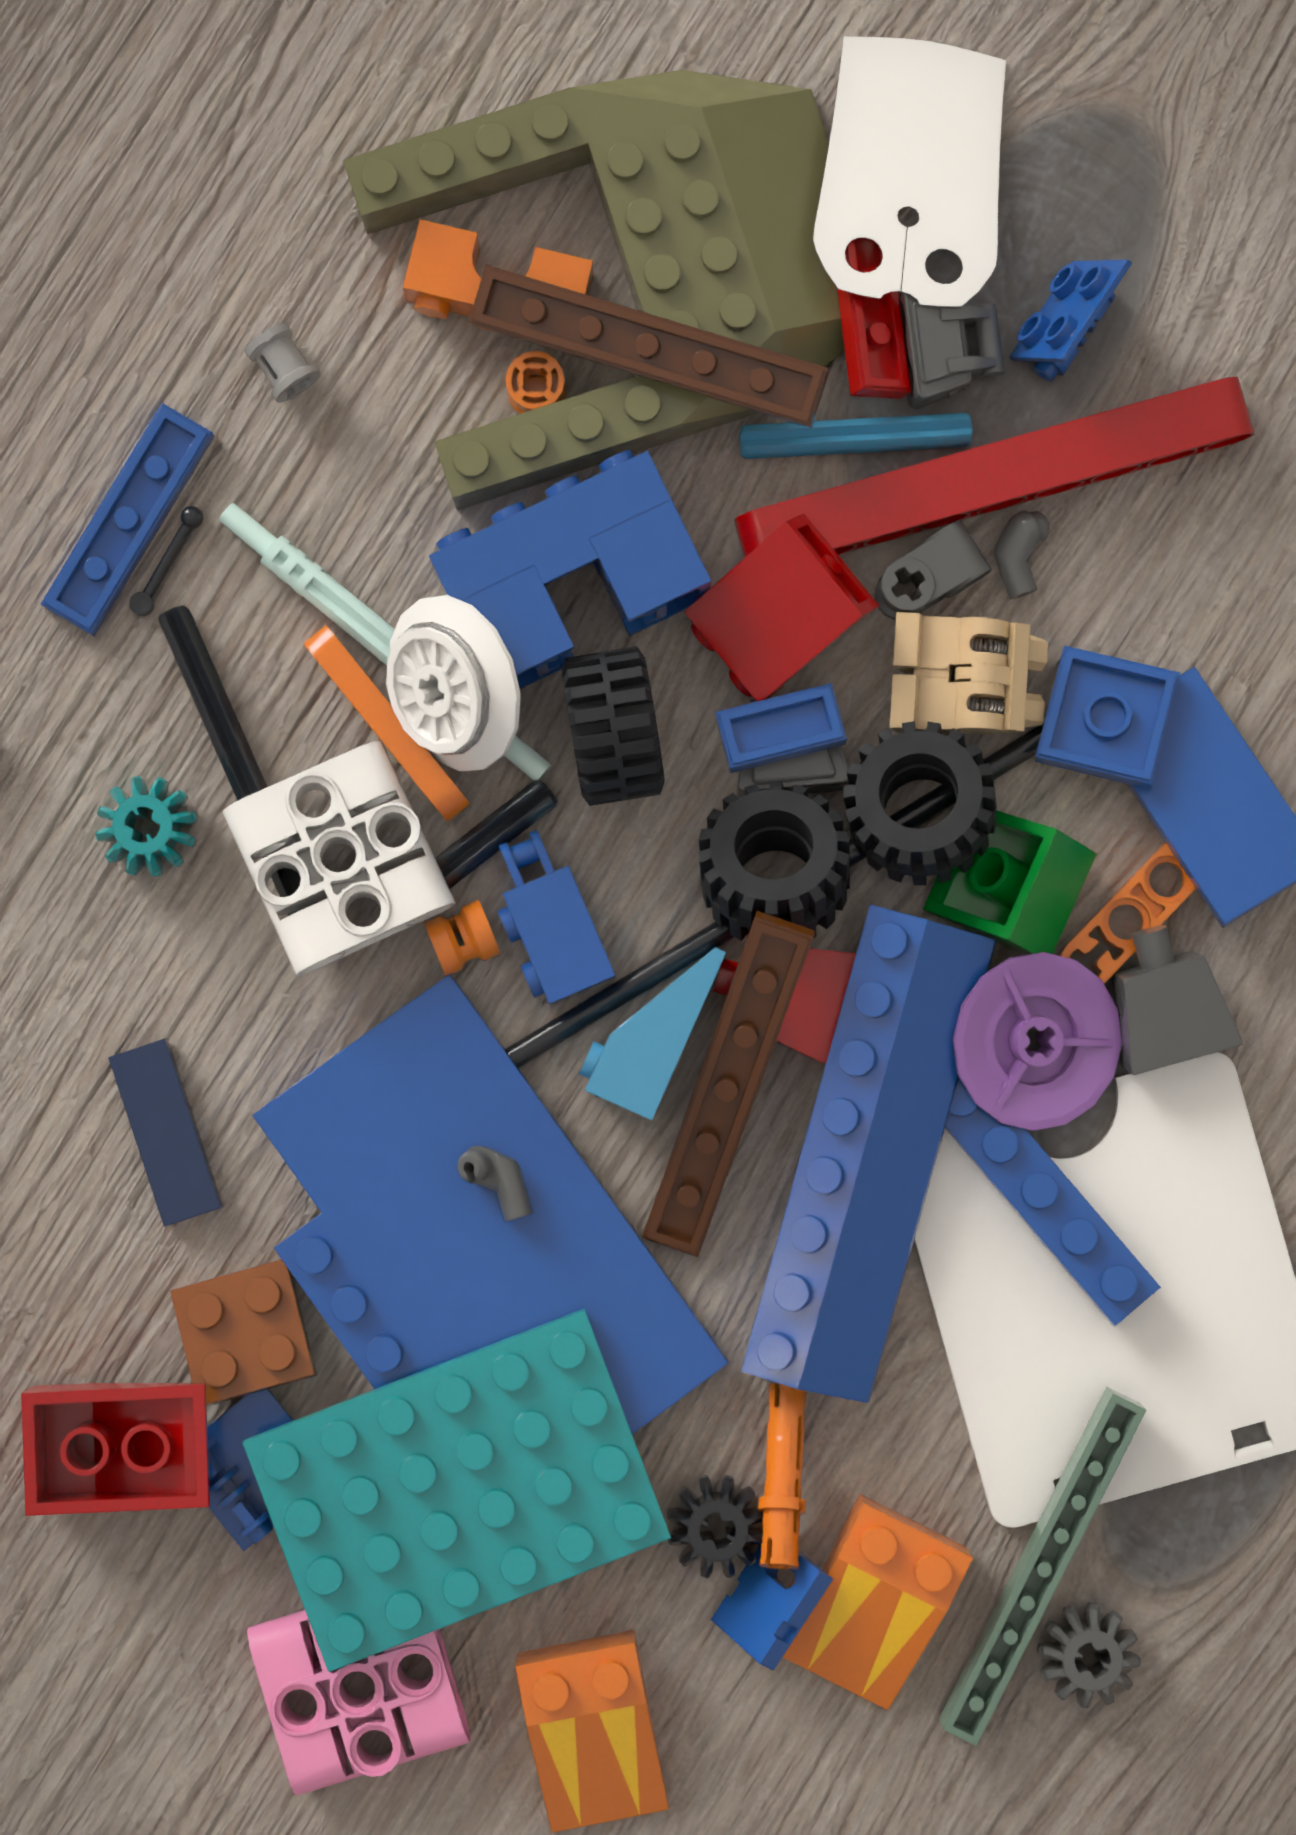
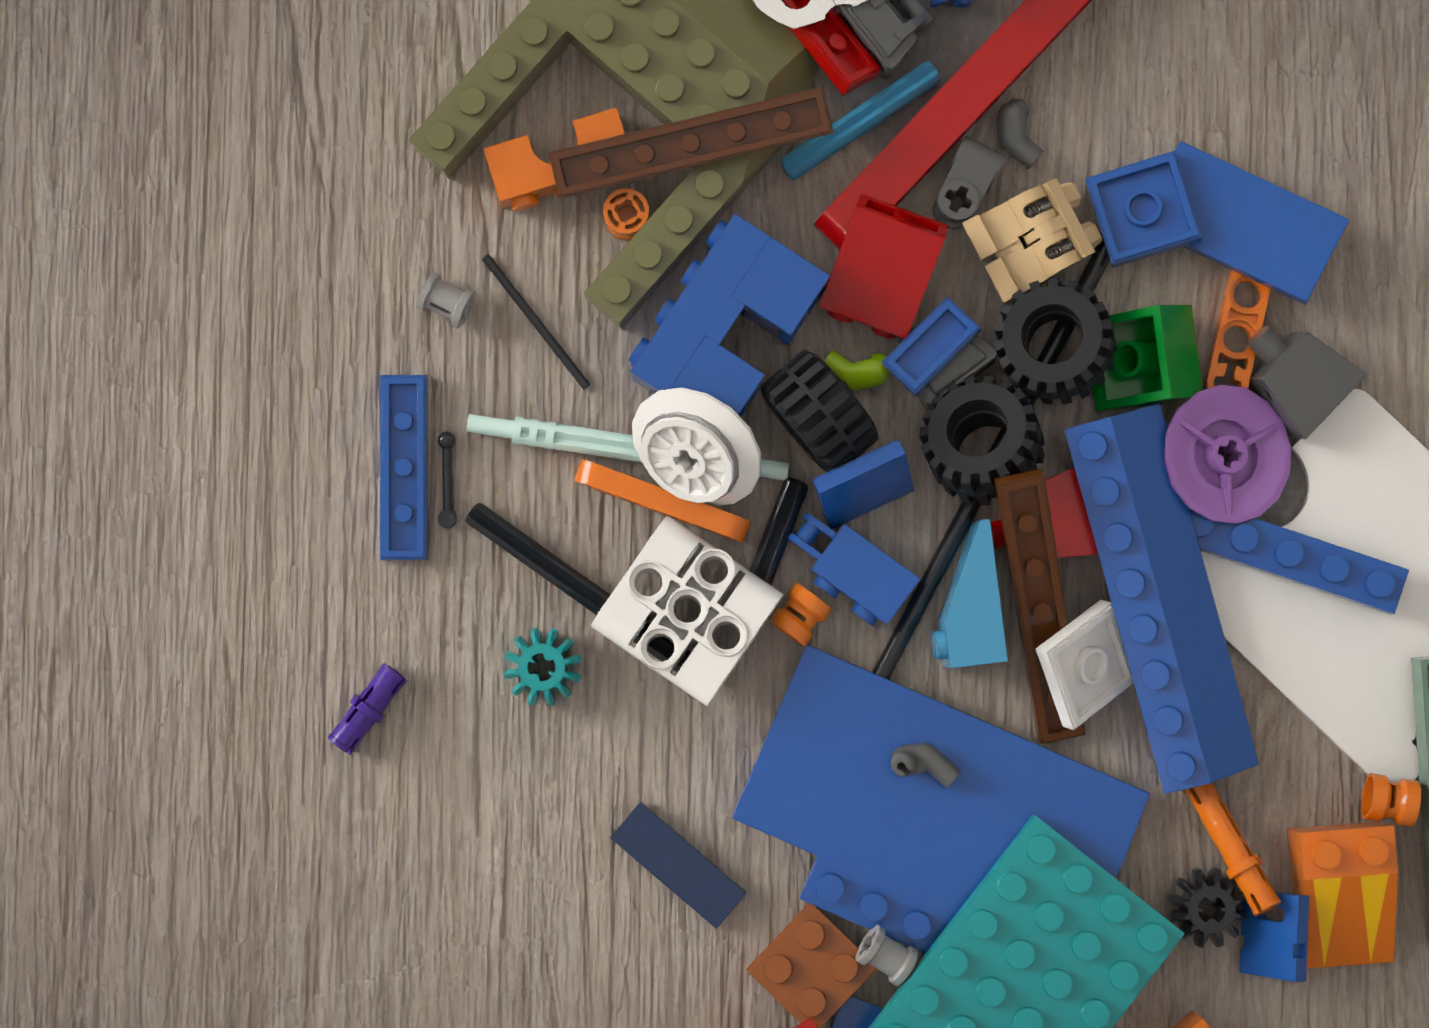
camera: 25 degrees left, 0 degrees up
(330, 1366) = (886, 955): none -> light grey bush
(368, 446) = (536, 322): none -> black axle
(615, 835) = (864, 484): none -> blue tile
(682, 712) = (860, 374): none -> lime arm
(739, 1178) = (1085, 664): none -> white tile
(989, 1529) = (1391, 800): none -> orange wheel

